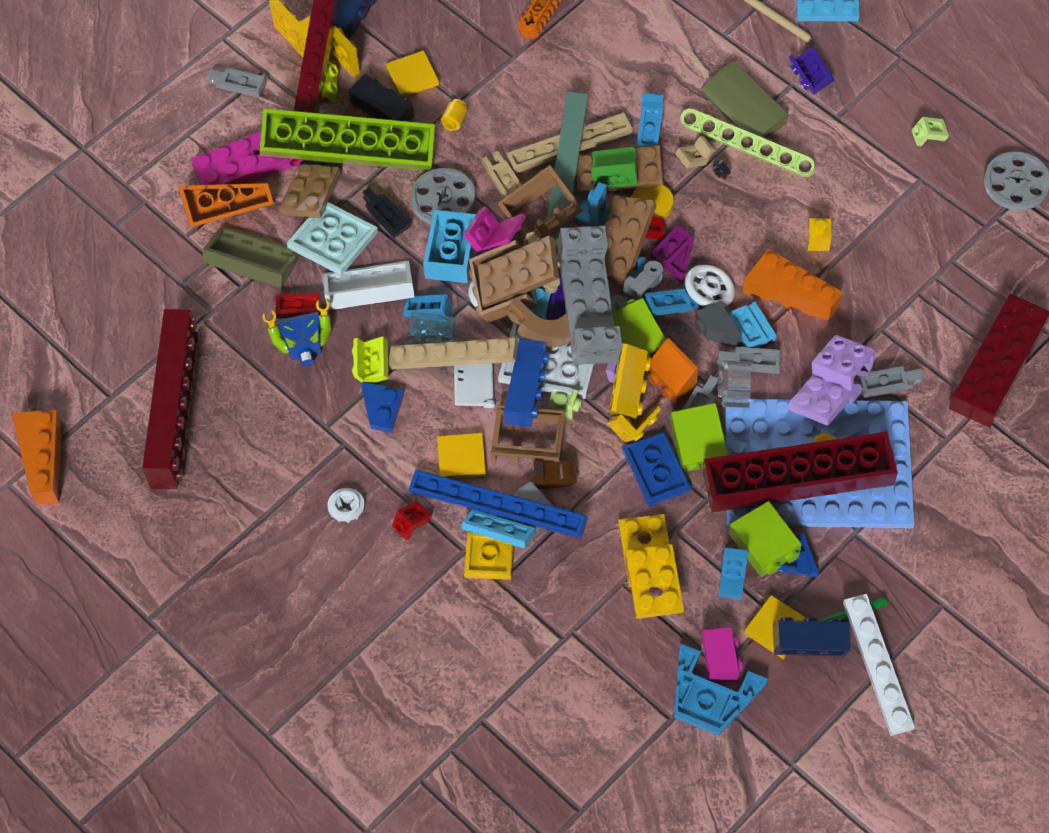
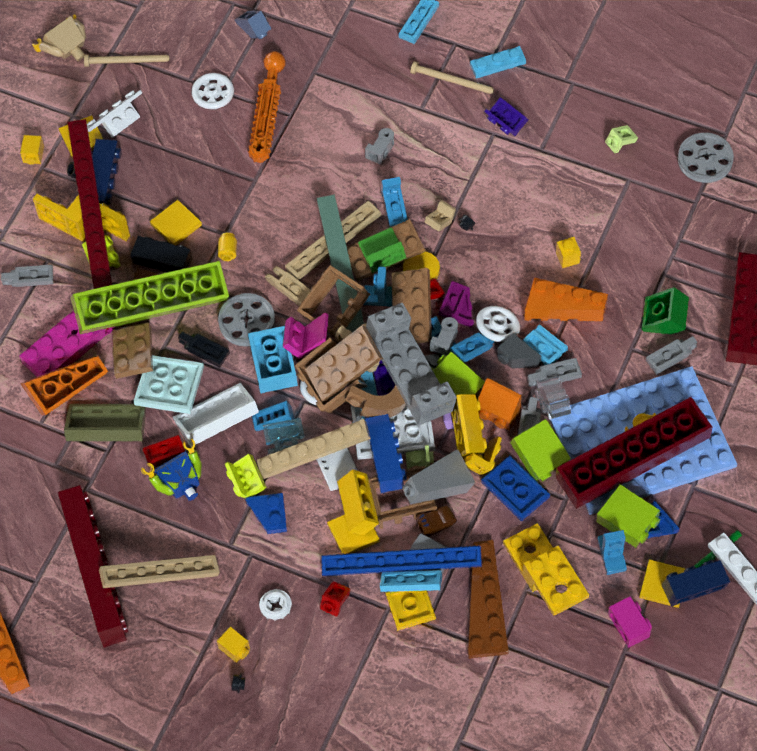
camera: 20 degrees left, 0 degrees up
(235, 427) = (158, 571): none -> tan plate
(271, 573) = (238, 683): none -> black plate
(283, 532) = (233, 645): none -> yellow brick
(476, 425) = (357, 502): none -> yellow brick
(566, 596) = (487, 621): none -> dark orange wing
(573, 431) = (440, 480): none -> light grey slope
(662, 61) = (381, 147): none -> light grey leg
(708, 703) = (630, 663): dark azure wing -> none
(744, 102) = (462, 161): olive slope -> none
(754, 150) = (487, 198): yellowish green beam -> none
(833, 380) = (629, 368): lavender piece -> none
(902, 333) = (665, 312): none -> green slope

